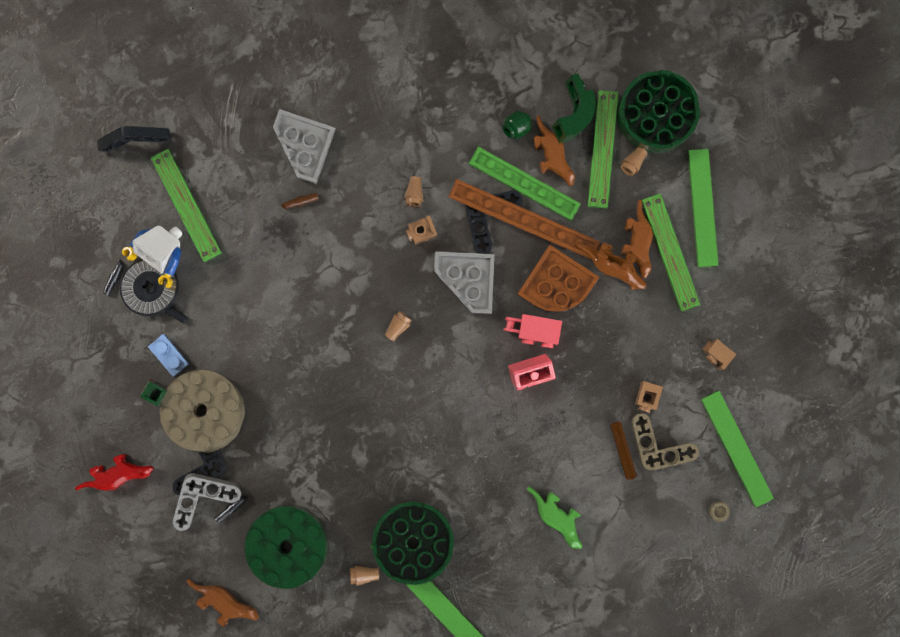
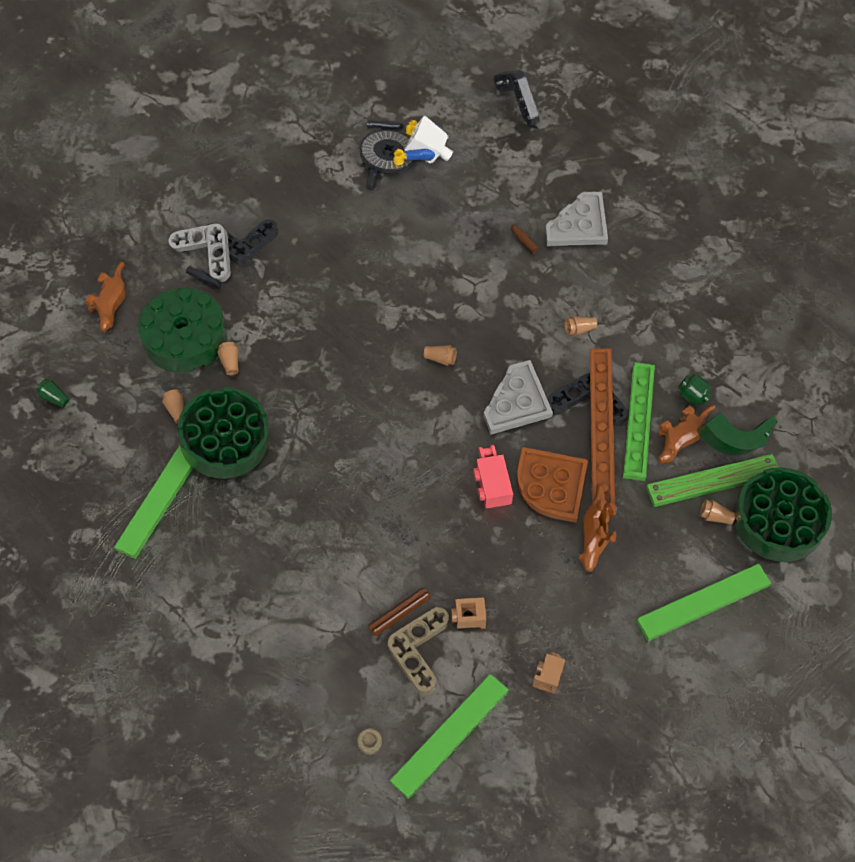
camera: 70 degrees right, 25 degrees down
(117, 475) = (202, 178): red animal -> none
(153, 392) = (291, 175): dark green leg -> none
(168, 355) = (331, 185): light blue plate -> none
(183, 403) = (289, 220): dark tan brick -> none
(186, 205) = (475, 155): bright green tile -> none
(330, 512) = (229, 357): none -> medium nougat cone
(429, 230) = (545, 343): medium nougat brick -> none
(531, 372) = (446, 485): coral brick -> none
(557, 518) = (299, 568): bright green animal -> none
(640, 241) = (634, 547): dark orange animal -> none
(670, 252) = (637, 586): bright green tile -> none

